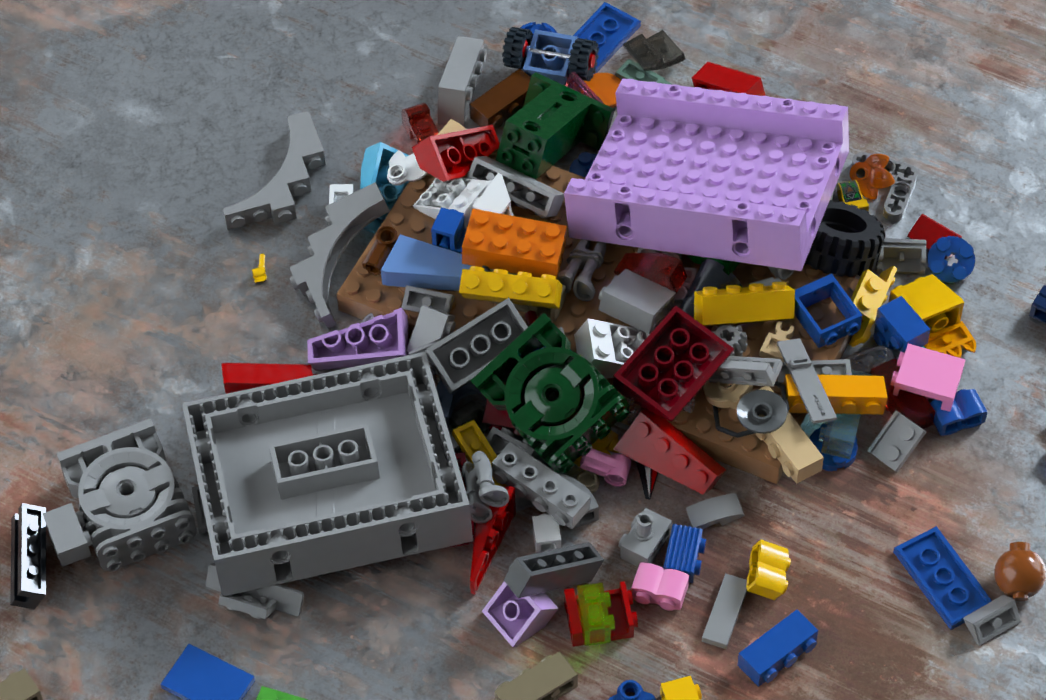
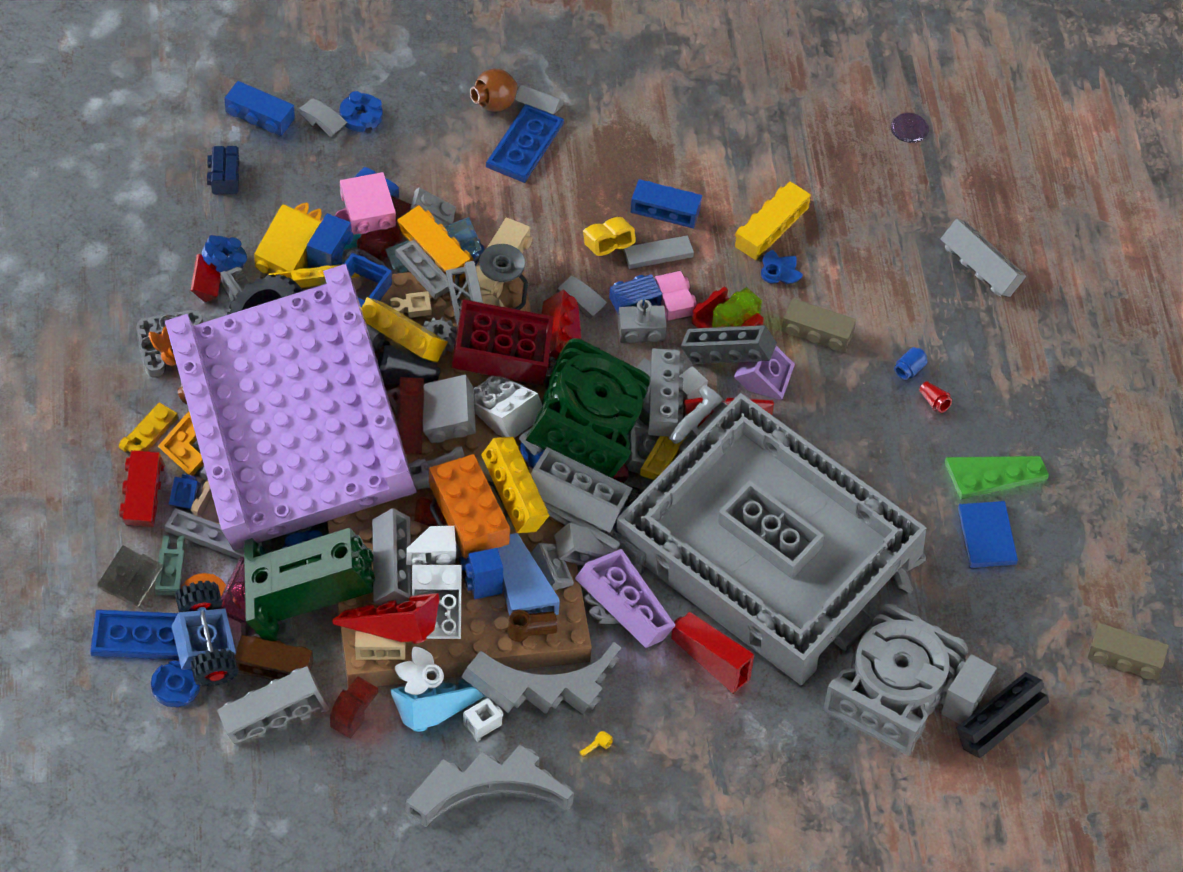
camera: 130 degrees left, 0 degrees up
(806, 381) = (444, 256): light grey piece -> none

